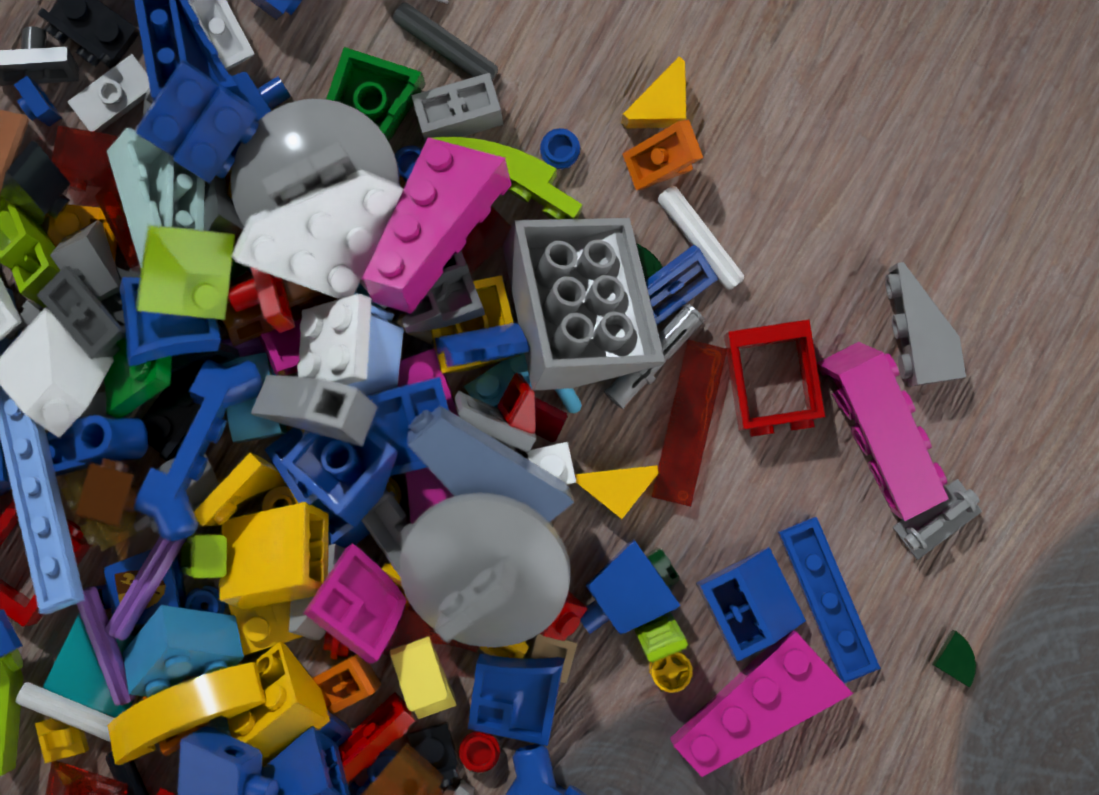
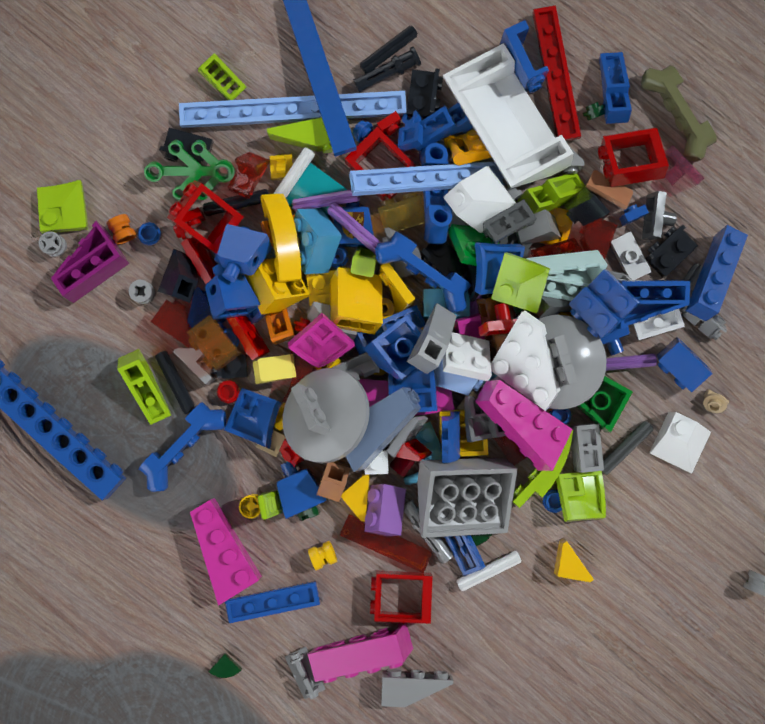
camera: 100 degrees right, 0 degrees up
(108, 494) = (407, 219): reddish brown brick -> none
(295, 59) = (631, 362): none -> medium lavender axle
(541, 102) = (582, 496): none -> lime plate
(596, 534) = (334, 480): none -> nougat slope
(631, 435) = (385, 510): none -> medium lavender brick
(663, 155) = (539, 559): orange slope -> none
(731, 528) = (322, 555): none -> yellow wheel
(751, 604) = (278, 558): blue slope -> none

